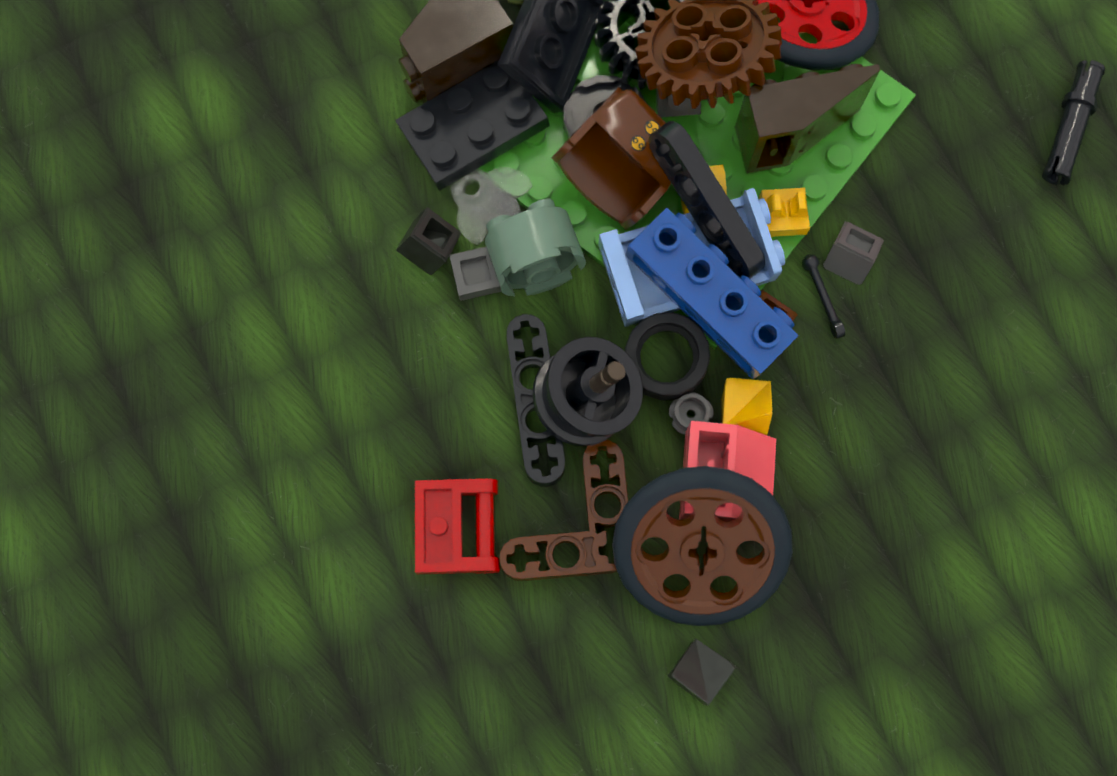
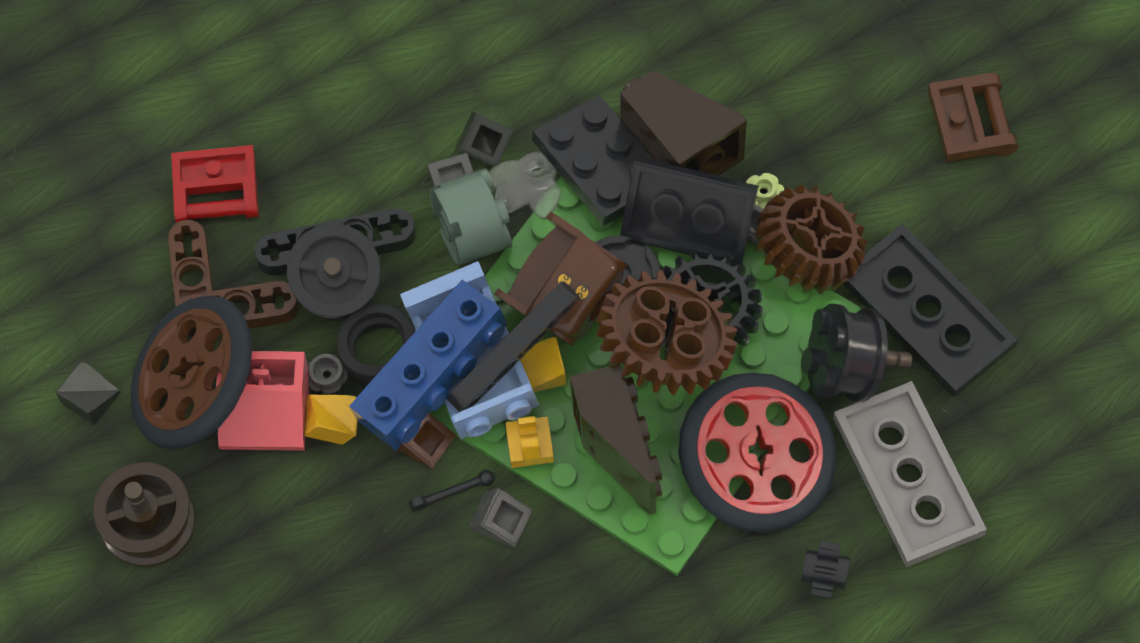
camera: 90 degrees right, 10 degrees down
(857, 606) = (144, 514): none -> dark brown wheel

